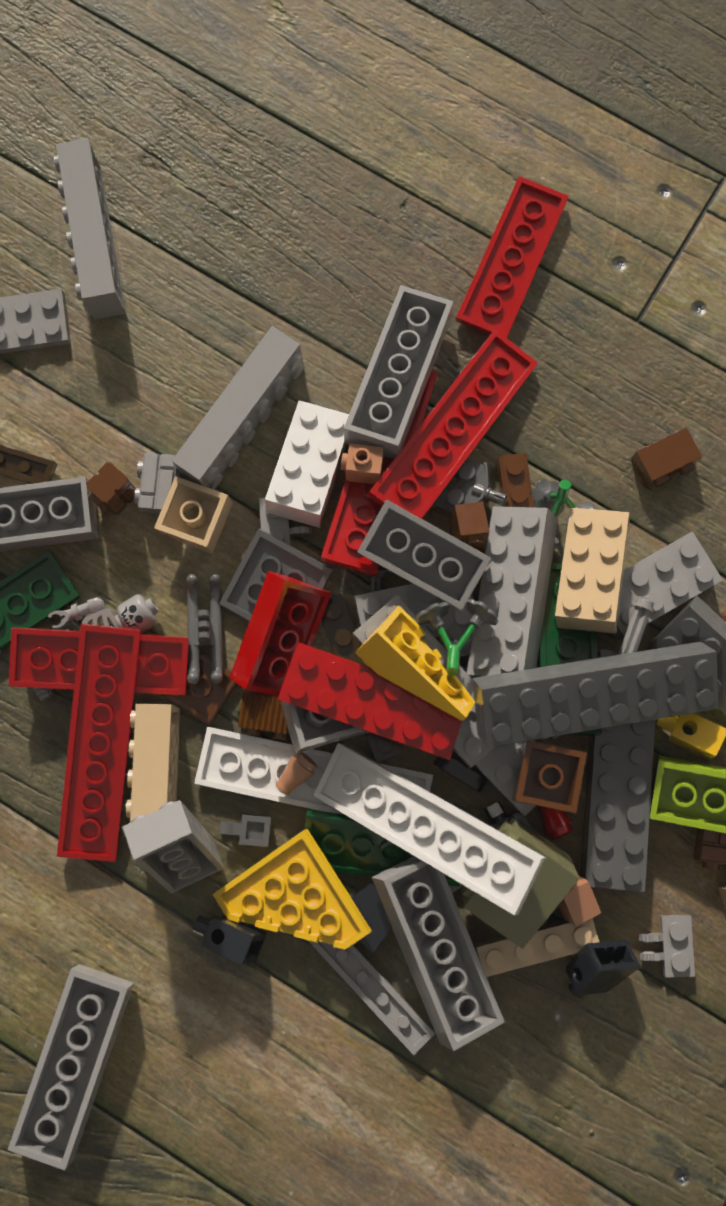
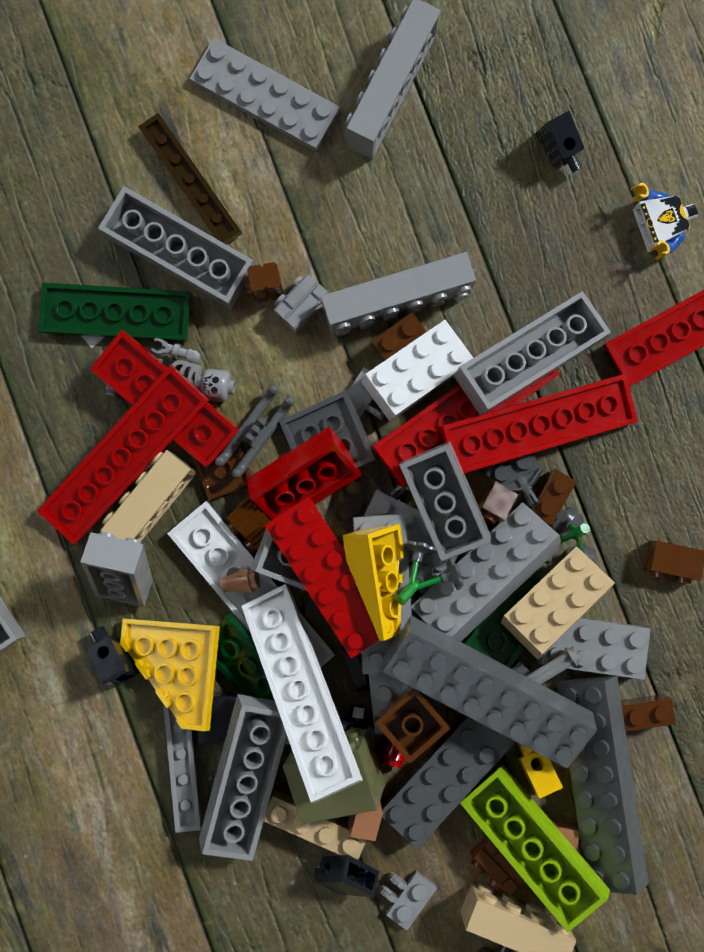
camera: 30 degrees right, 5 degrees up
(194, 514) = (308, 344): tan slope -> none
(252, 830) = (182, 596): dark grey plate -> none
(268, 448) = (397, 337): none -> reddish brown brick
(282, 174) = (561, 142): none -> black torso
(363, 463) = (454, 401): nougat brick -> none
(420, 176) = (661, 219): none -> torso

